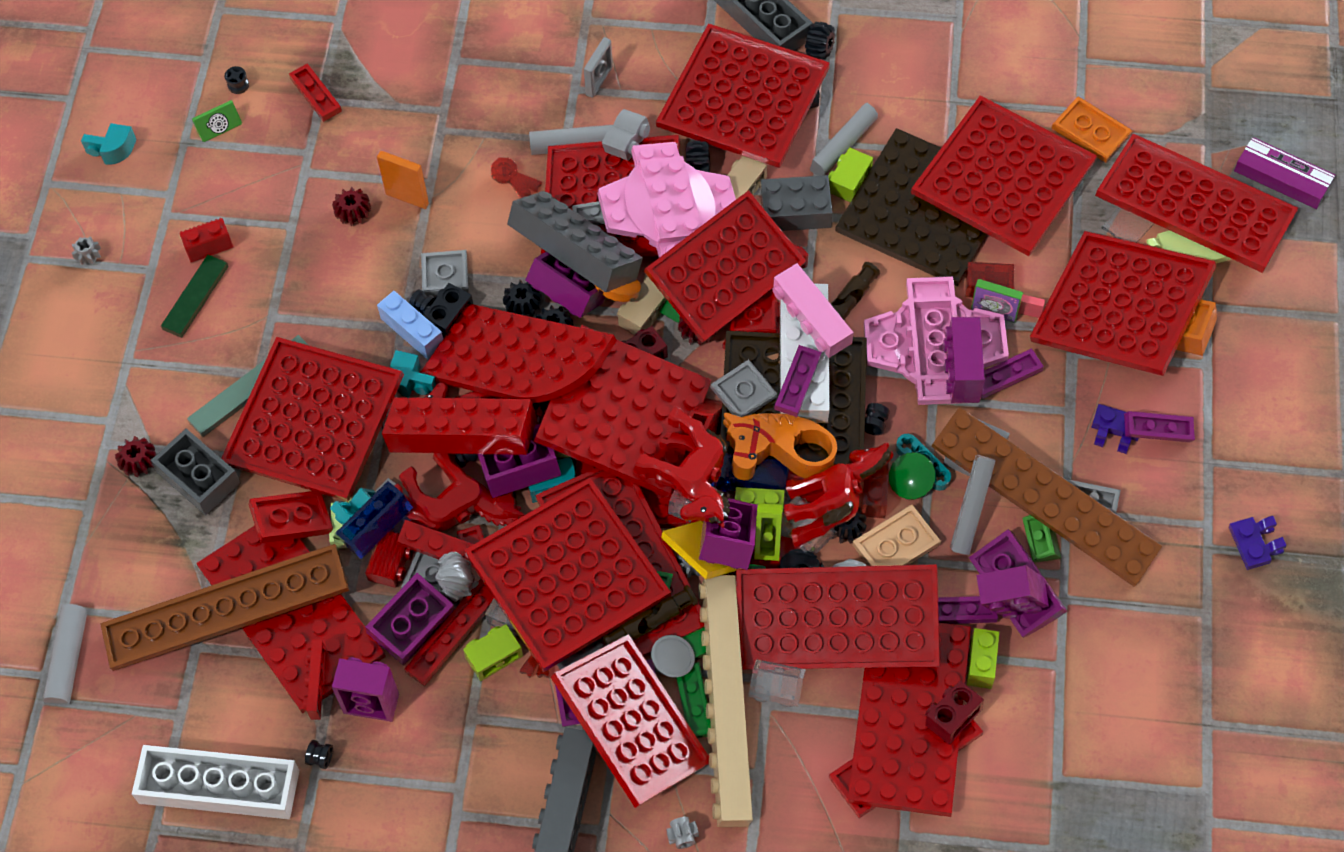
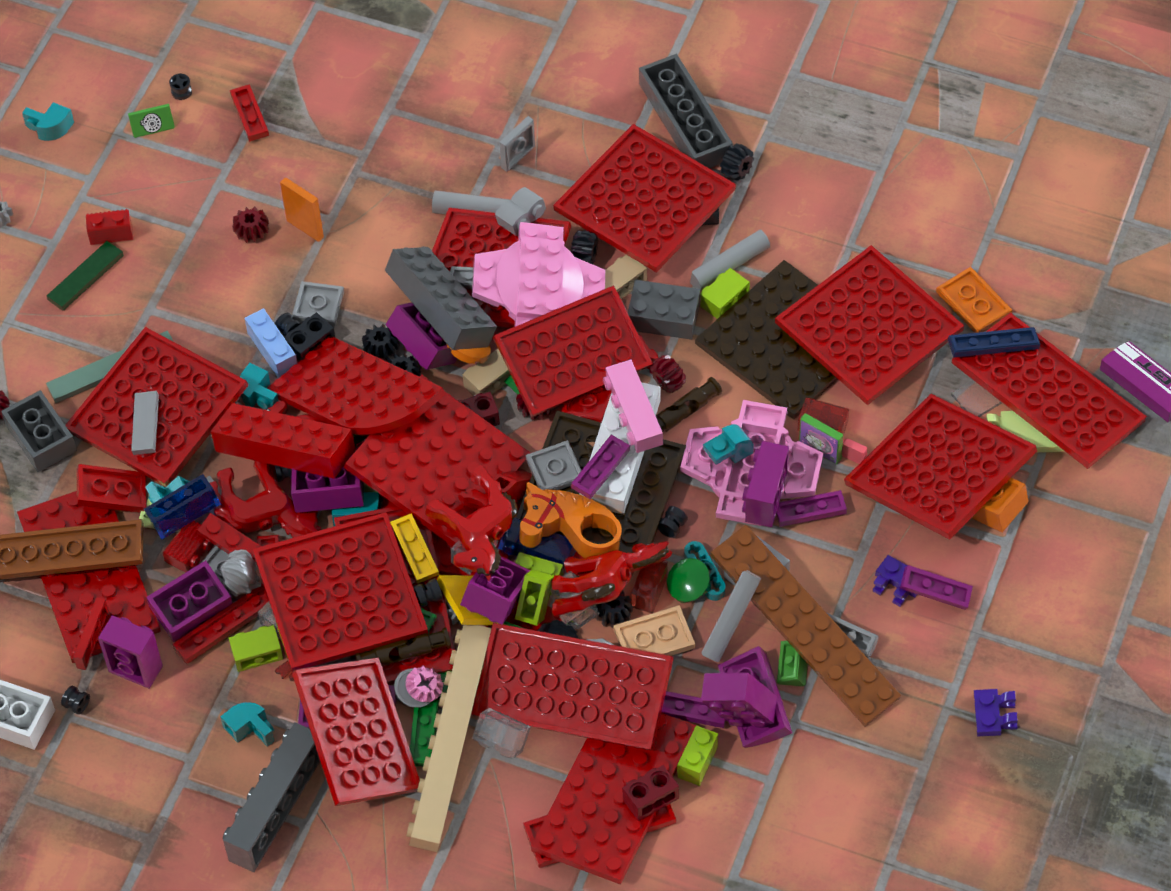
camera: 15 degrees right, 5 degrees down
(307, 438) = (145, 422): none -> light grey tile
(505, 171) = (402, 222): clear red piece -> none
(506, 731) = (248, 718): none -> teal brick
(629, 509) = (414, 548): none -> yellow plate
(658, 552) = (428, 592): none -> black wheel
(682, 661) = (423, 693): none -> bright pink gear
(682, 832) = (374, 841): light grey gear -> none
(822, 267) = (667, 374): none -> dark red gear
(913, 328) = (730, 444): none -> teal brick
(1130, 166) = (993, 342): none -> dark blue tile

